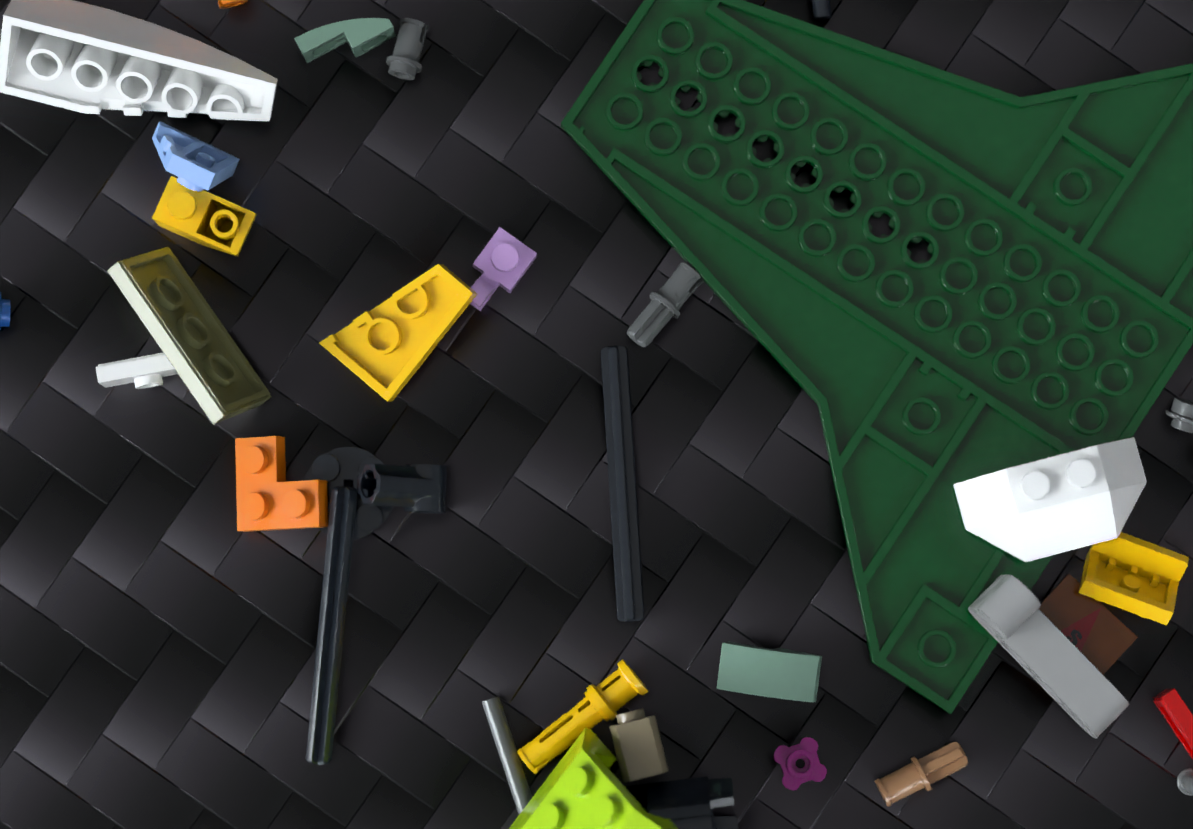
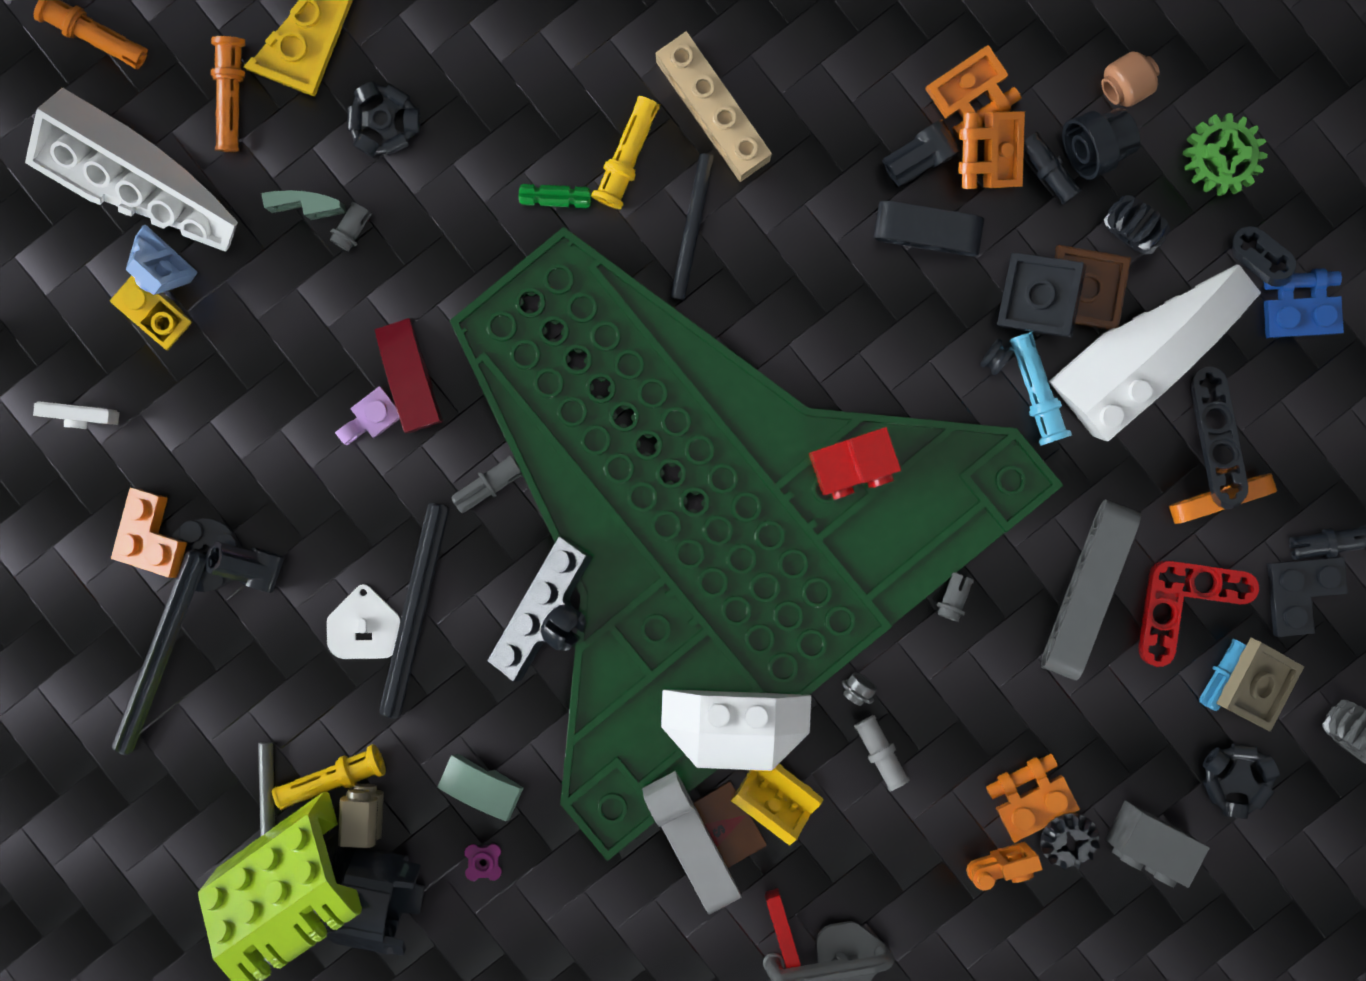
camera: 20 degrees right, 5 degrees up
(189, 334) = (113, 399): olive tile -> none
(400, 333) = (277, 446): yellow wing -> none
(531, 204) = (408, 376): none -> dark red slope
(560, 510) = (362, 615): none -> white piece
(782, 434) = (544, 612): none -> plate
(921, 773) = (572, 897): medium nougat axle -> none
(1108, 131) = (855, 461): none -> red brick

